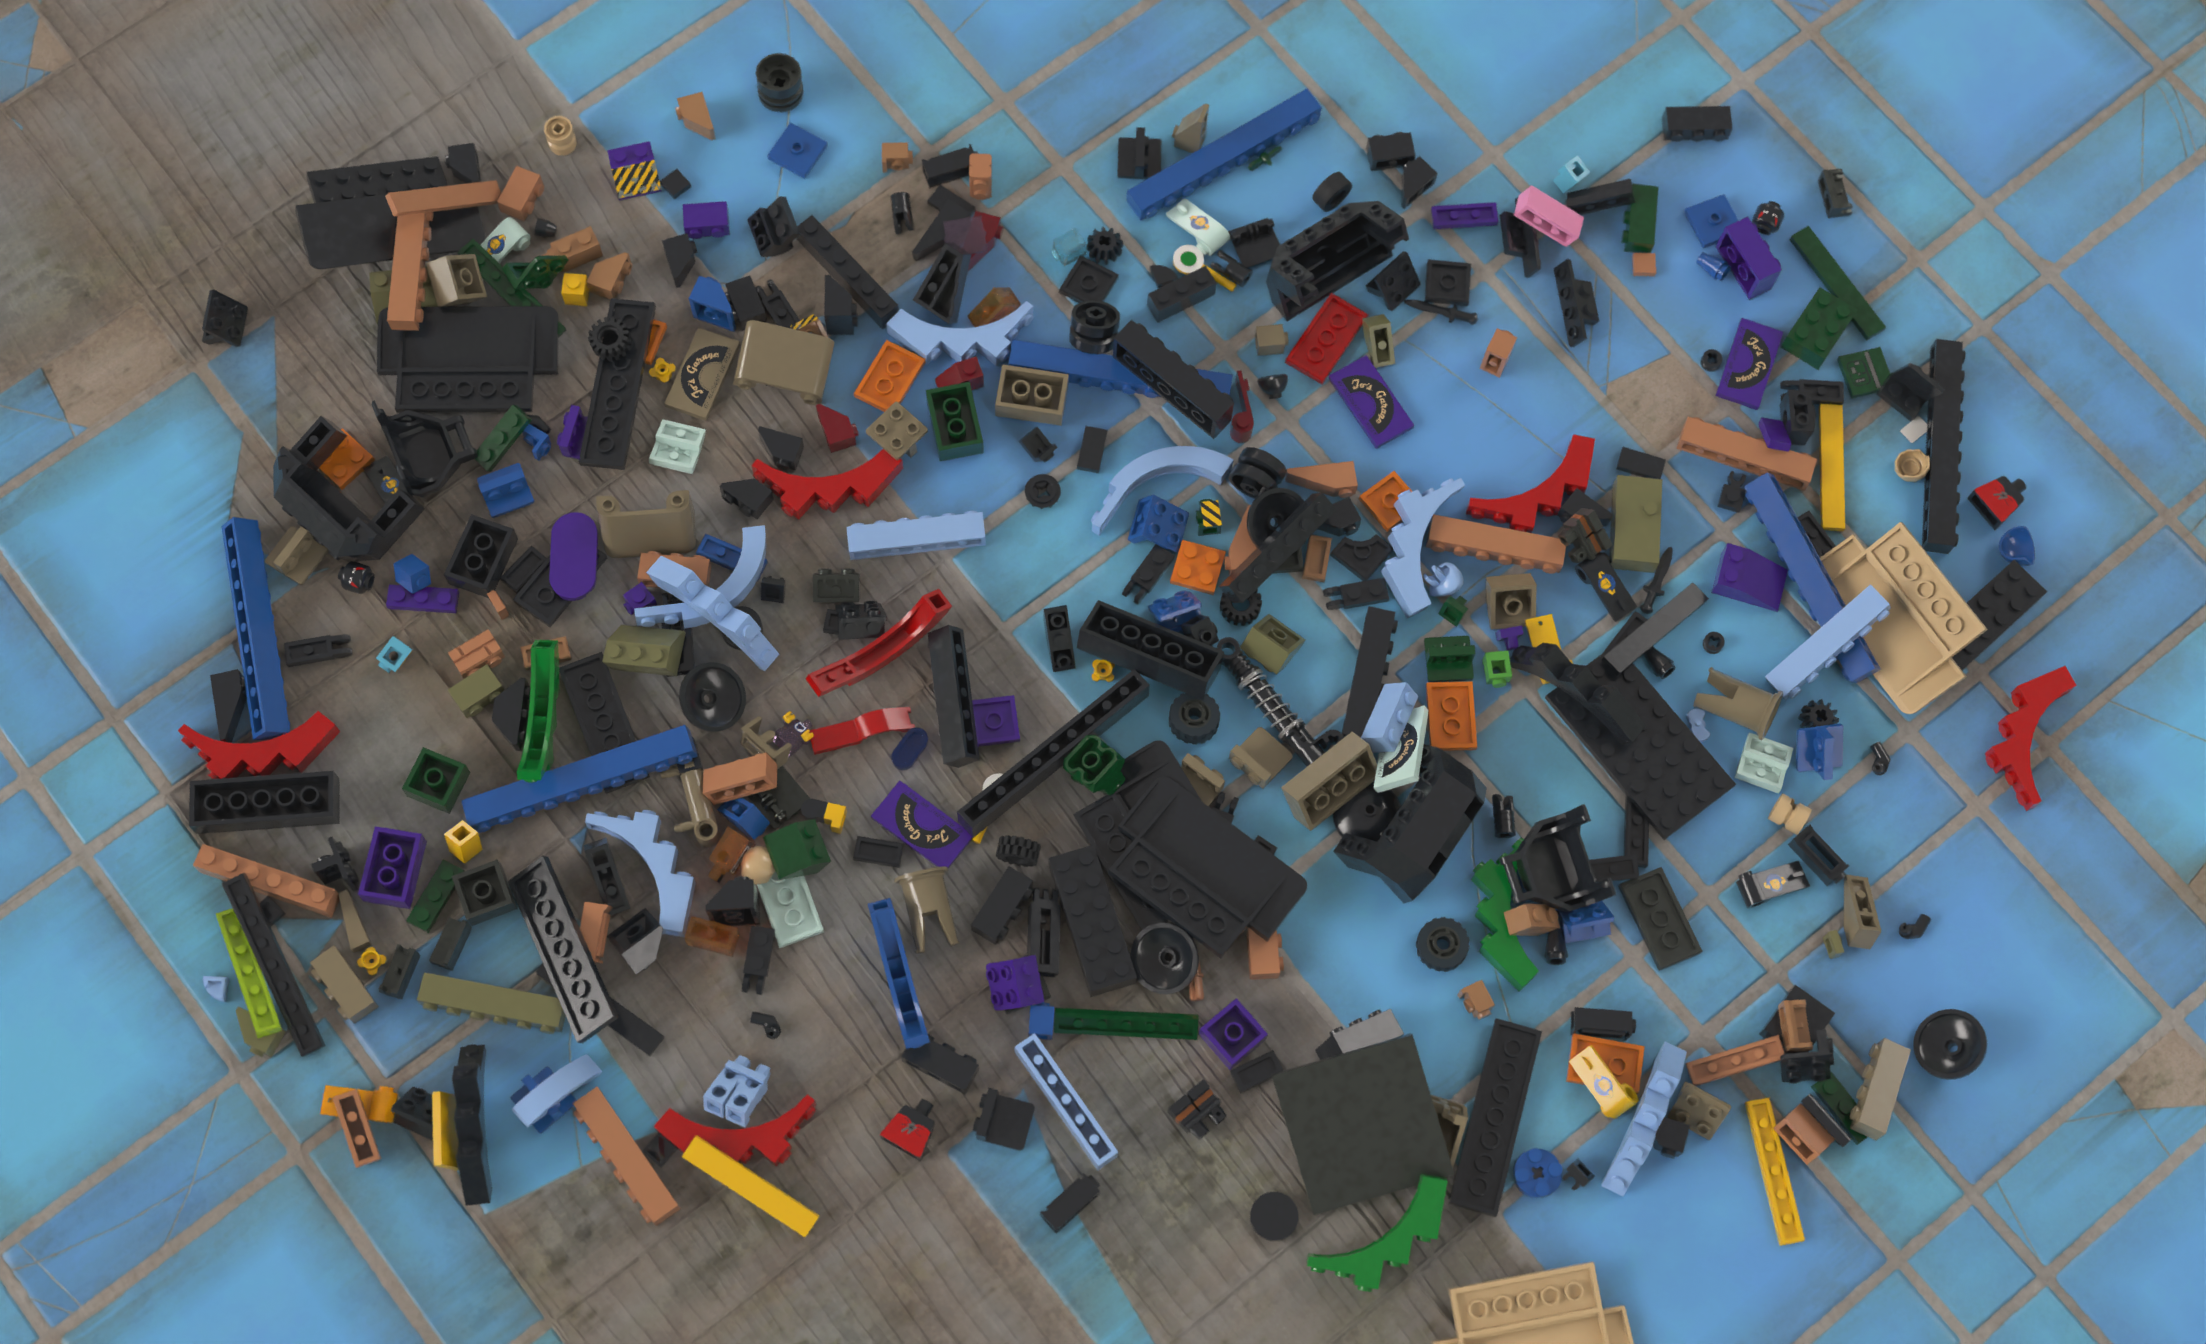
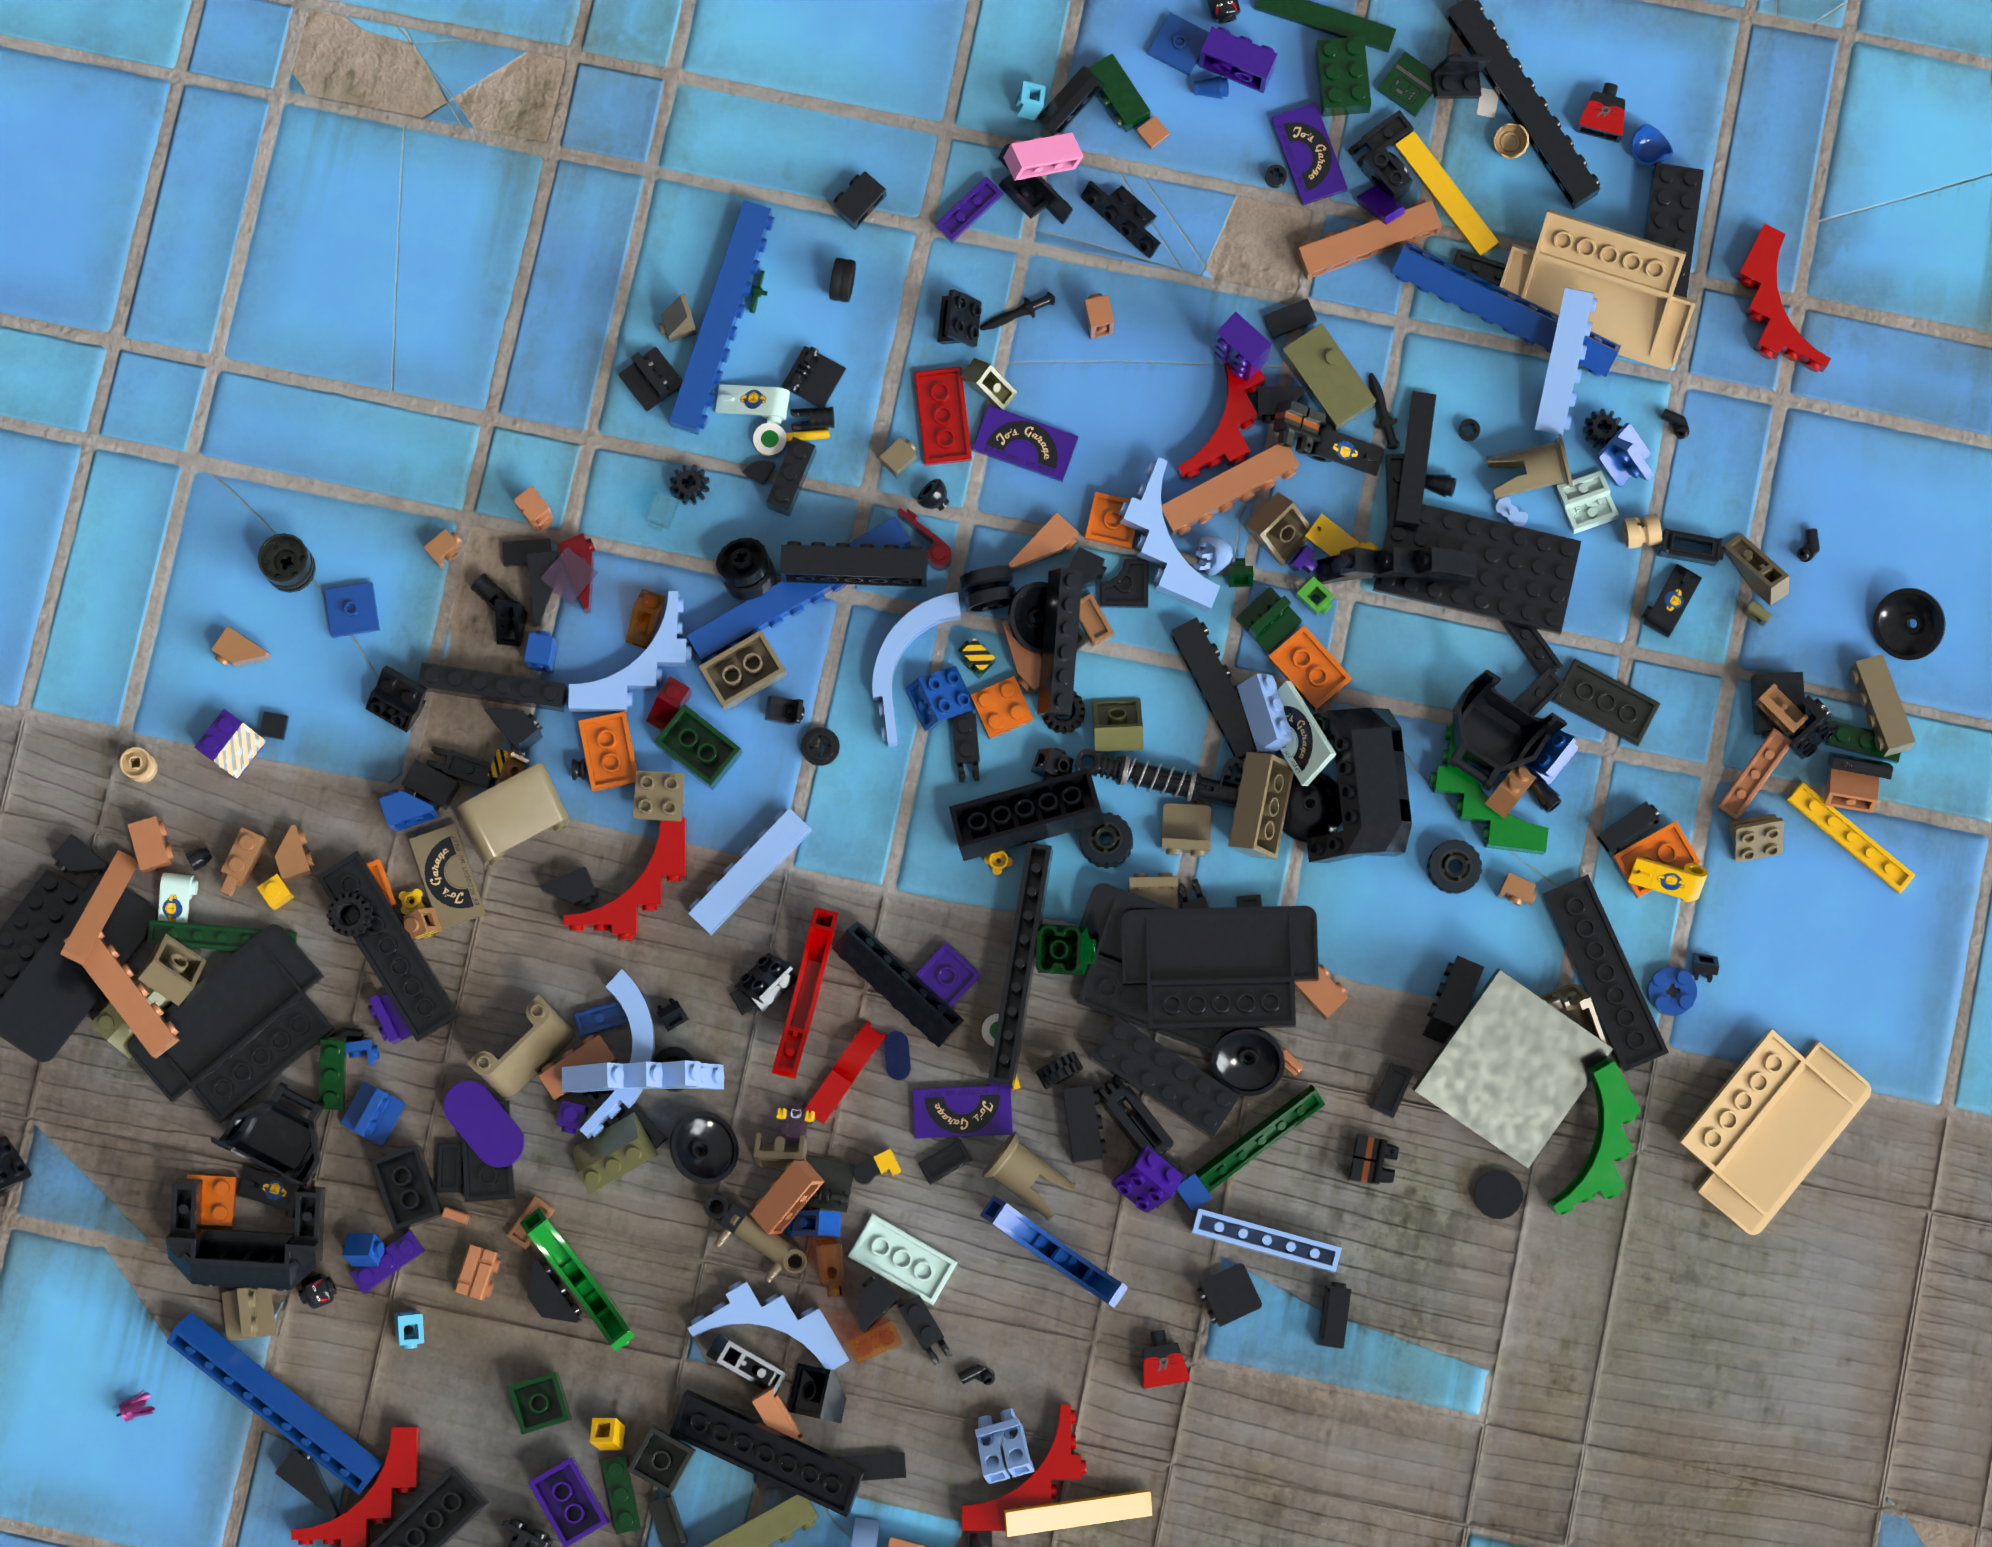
camera: 35 degrees left, 10 degrees up
(155, 552) = (130, 1408): none -> flat silver piece
(316, 650) = (338, 1379): black hinge -> none
(476, 691) = (505, 1302): olive brick -> none
(535, 274) = (228, 911): dark green bracket -> none
(580, 778) = (657, 1304): blue brick -> none
(598, 707) = (631, 1241): black plate -> none
(649, 386) = (417, 926): none -> medium nougat brick
(677, 446) = (482, 957): light aqua slope -> none
(680, 256) = (338, 789): black slope -> none
(706, 219) = (332, 739): dark purple brick -> none
(748, 495) = (581, 951): black slope -> none
(757, 865) = (861, 1254): tan hair -> none
(797, 850) = (883, 1216): dark green slope -> none
(836, 428) = (604, 833): dark red slope -> none
(836, 586) = (720, 968): pearl dark grey bracket -> none
(857, 372) = (578, 769): none -> black bush
(898, 238) = (510, 622): none -> black slope
(900, 272) = (541, 651): none -> blue brick
(943, 1064) = (1147, 1289): black brick -> none
(945, 283) = (588, 632): black wedge -> none
(947, 166) = (496, 518): black window -> none
(1059, 638) = (944, 865): black slope -> none
(1088, 281) = (703, 528): black tile -> none
(1092, 449) = (830, 675): black tile -> none
(1175, 610) = (1015, 761): blue bracket -> none
(1233, 1034) = (1351, 1077): dark purple brick -> none
(1332, 255) = (891, 342): black wedge -> none
(1357, 594) = (1151, 622): black hinge -> none
(1416, 179) = (901, 210): black slope -> none
(1447, 282) = (1002, 282): black tile -> none
(1503, 816) = (1418, 718): black hinge -> none
(1586, 443) = (1241, 347): none -> dark purple brick
(1647, 1119) = (1725, 877): light blue arch -> none
(1671, 1137) = (1746, 878): black slope -> none
(1732, 495) = (1385, 286): black plate -> none
(1749, 578) = (1455, 349): dark purple slope -> none

